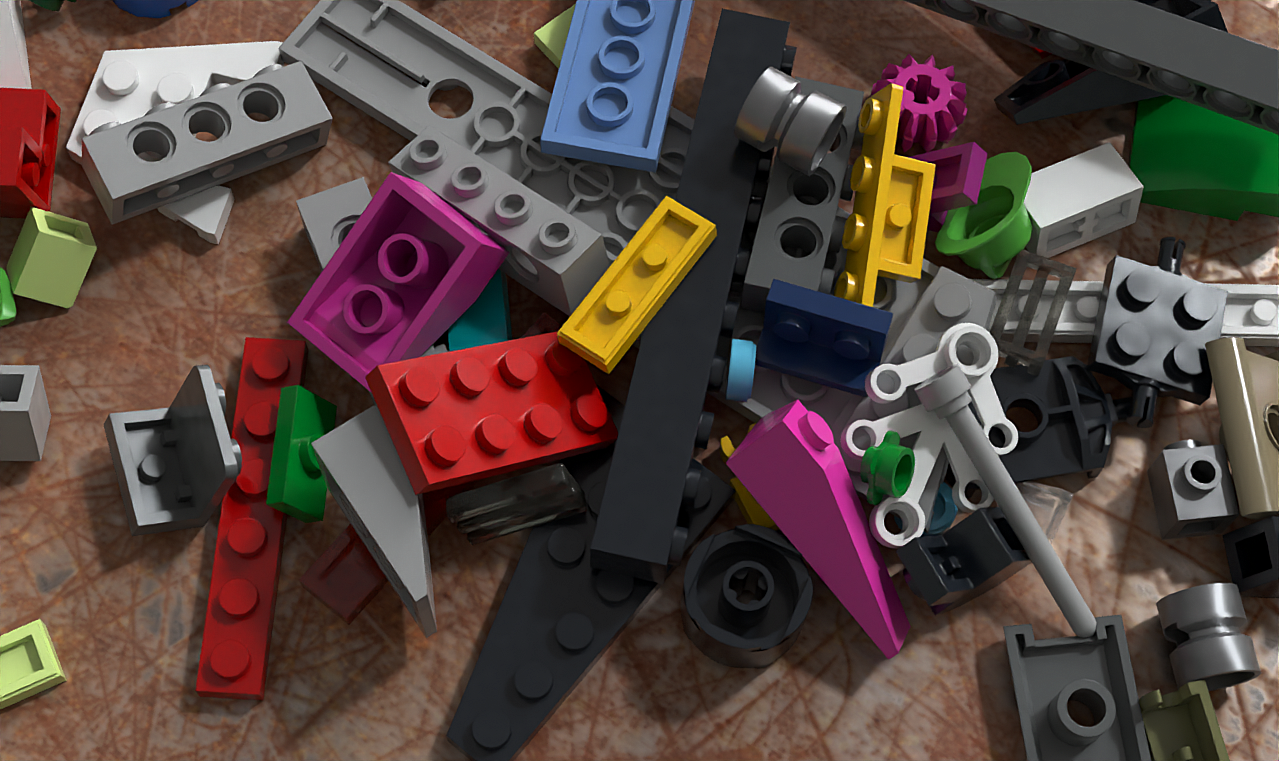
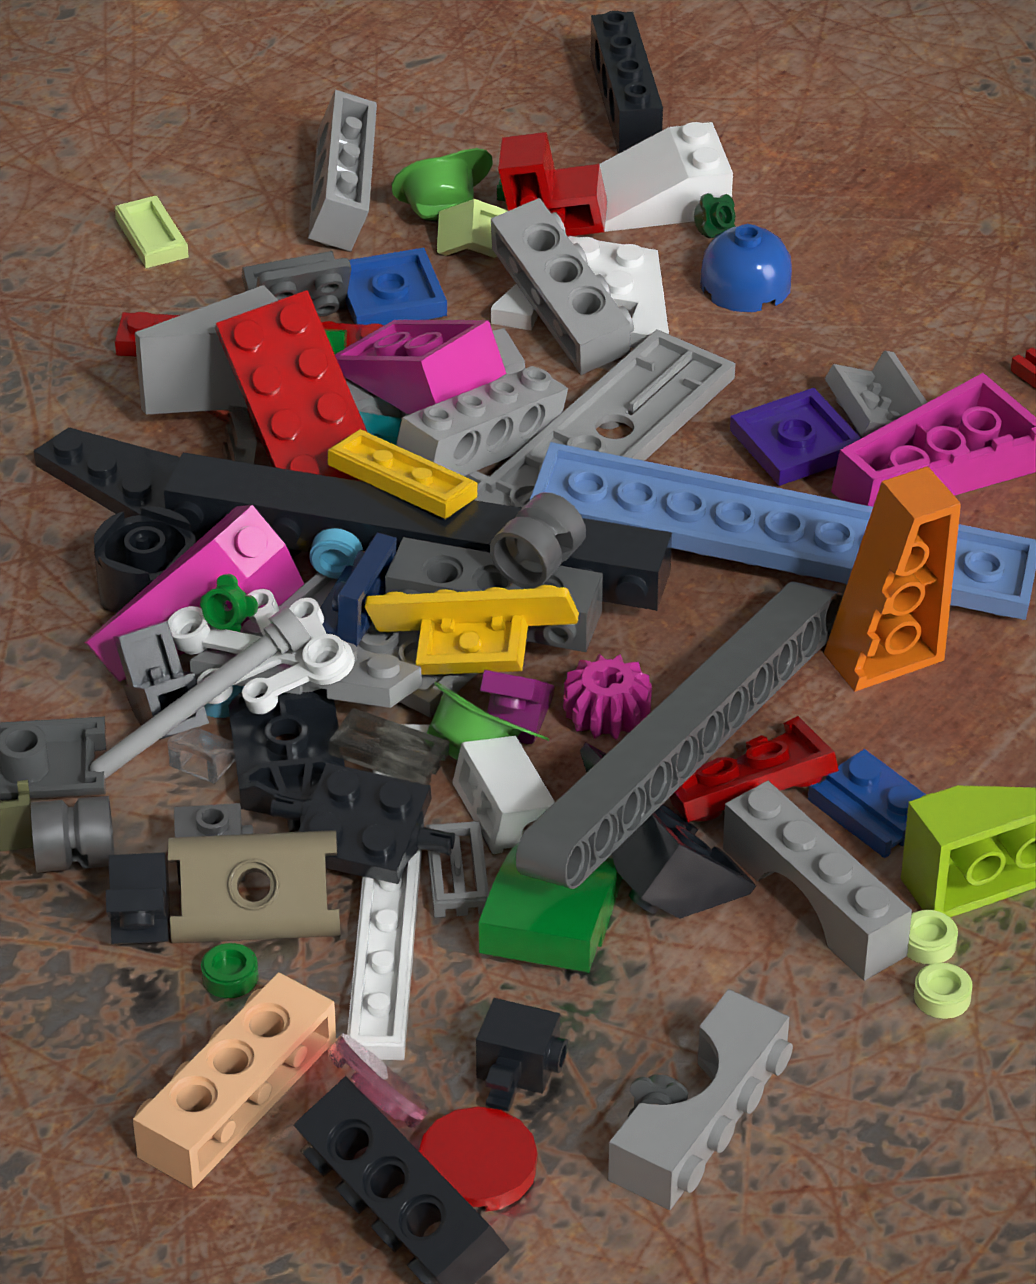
camera: 95 degrees right, 25 degrees down
(156, 342) = (394, 288): none -> blue plate
(1220, 266) = (460, 898): none -> light grey tile

